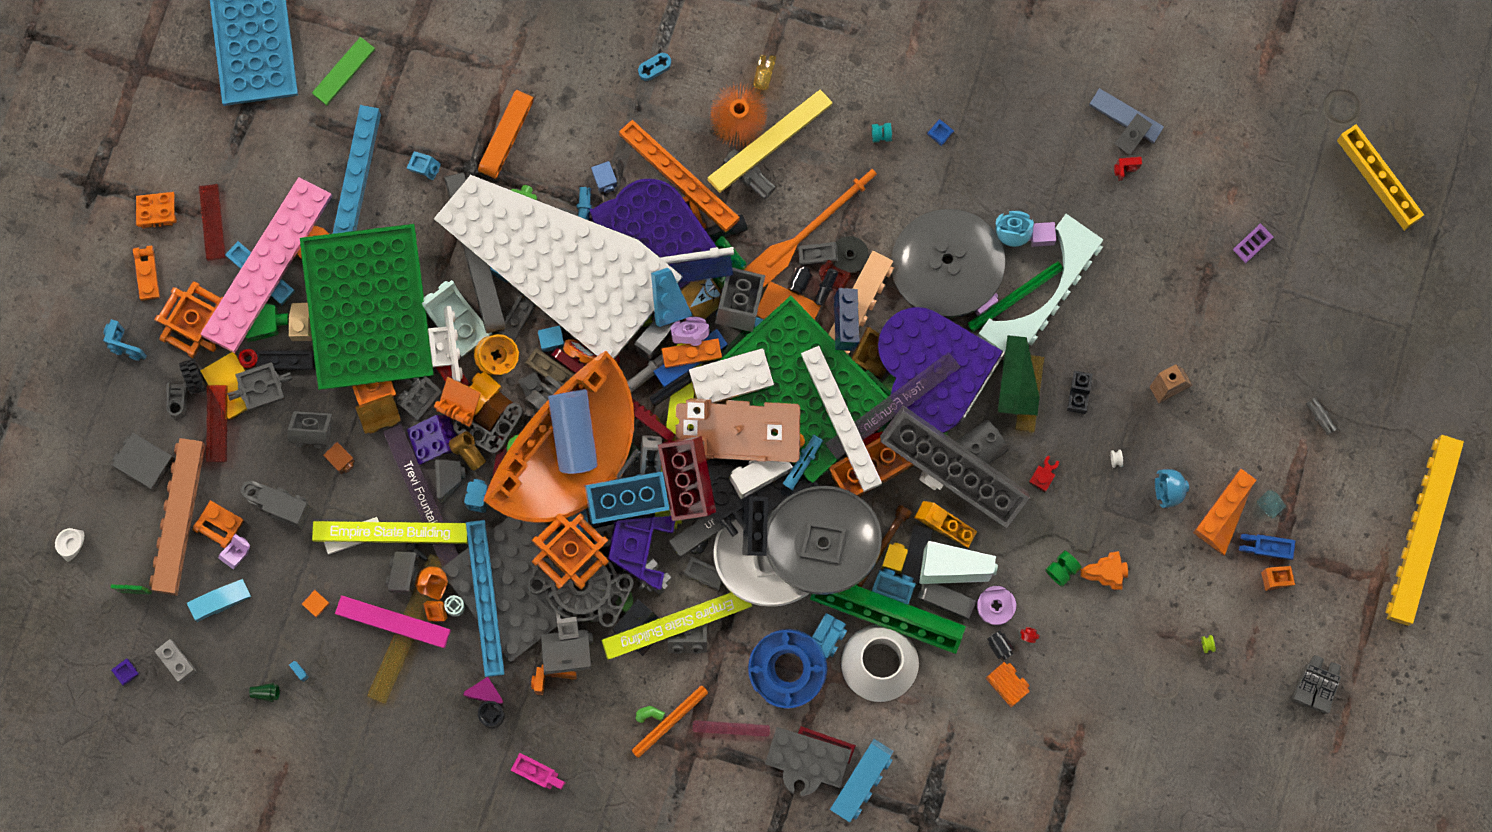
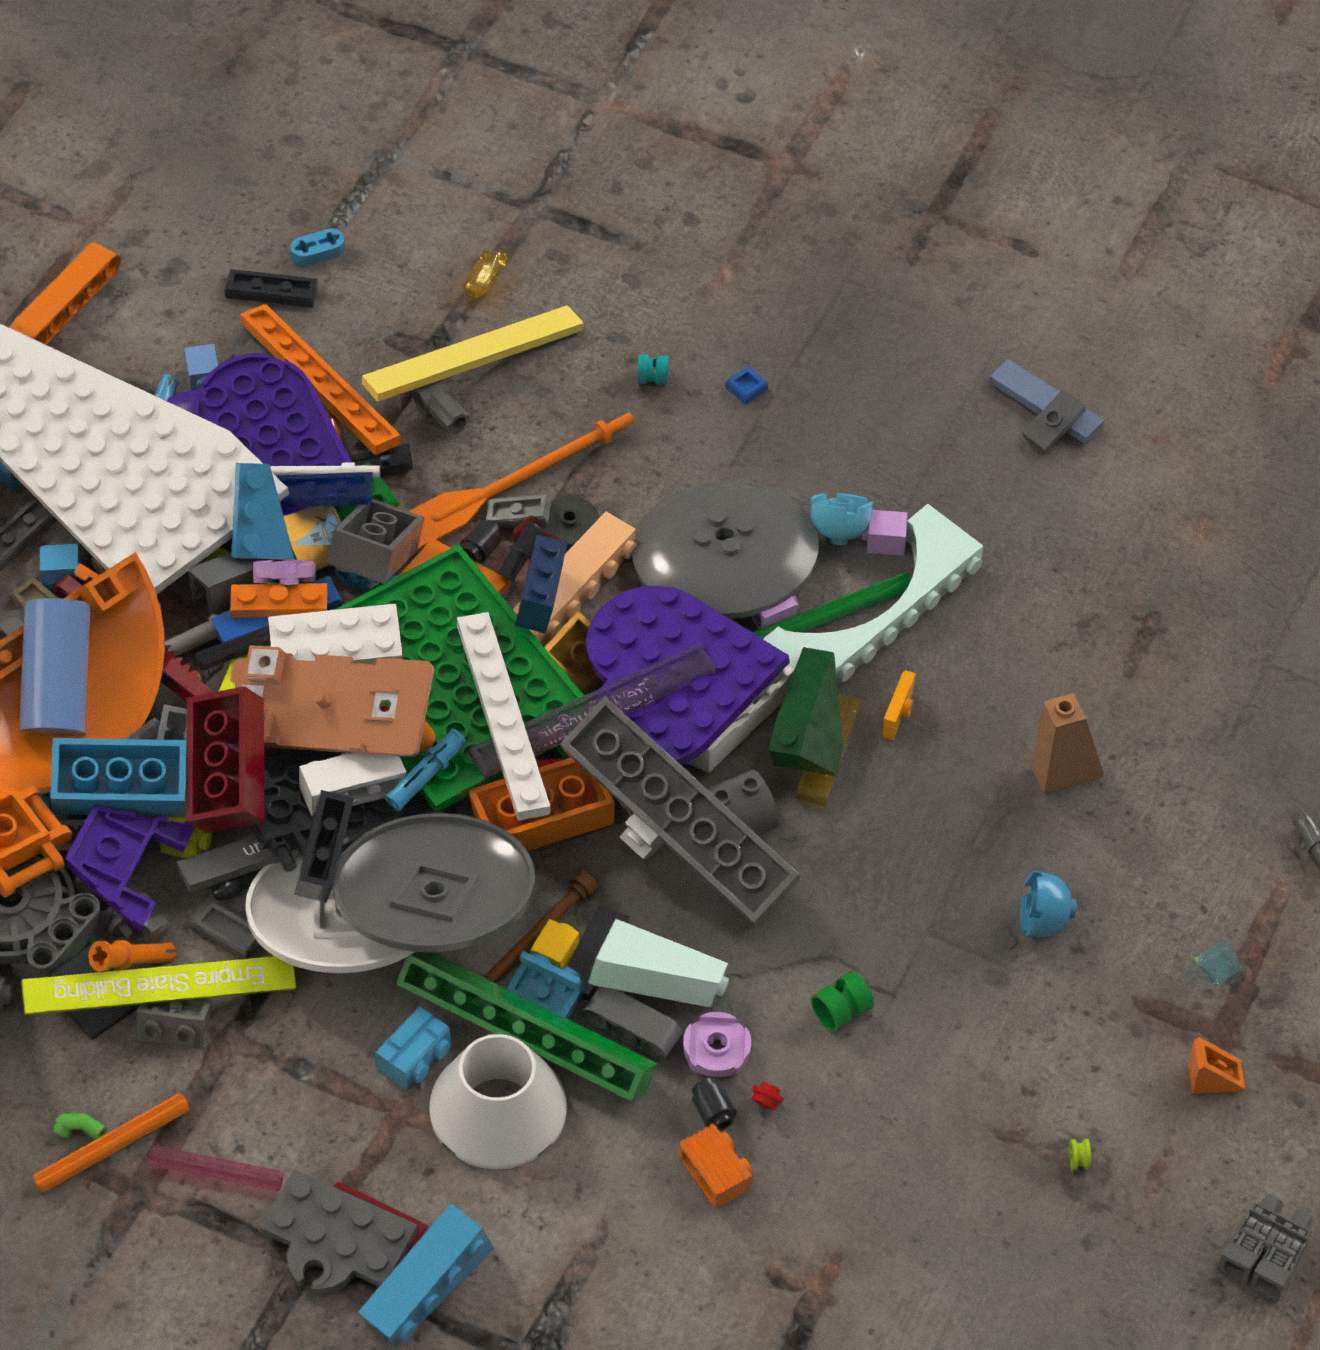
camera: 10 degrees right, 25 degrees down
(632, 103) = (271, 288): none -> black tile
(654, 611) = (123, 955): none -> orange pin
(737, 115) = (430, 317): orange piece -> none
(764, 676) = (301, 1057): blue piece -> none
(945, 523) = (650, 907): light orange slope -> none
(1043, 476) = (833, 869): red plate -> none
(1068, 359) = (900, 705): none -> light orange plate
(1079, 392) = (912, 757): black slope -> none
(1107, 571) = (918, 1019): orange rock -> none
(1116, 458) = (960, 856): white bush -> none
(1129, 164) = (1038, 459): red bracket -> none
(1224, 515) = (1134, 959): orange wedge -> none
(1264, 231) = (1241, 571): medium lavender slope -> none
(1269, 546) = (1203, 1021): blue hinge -> none

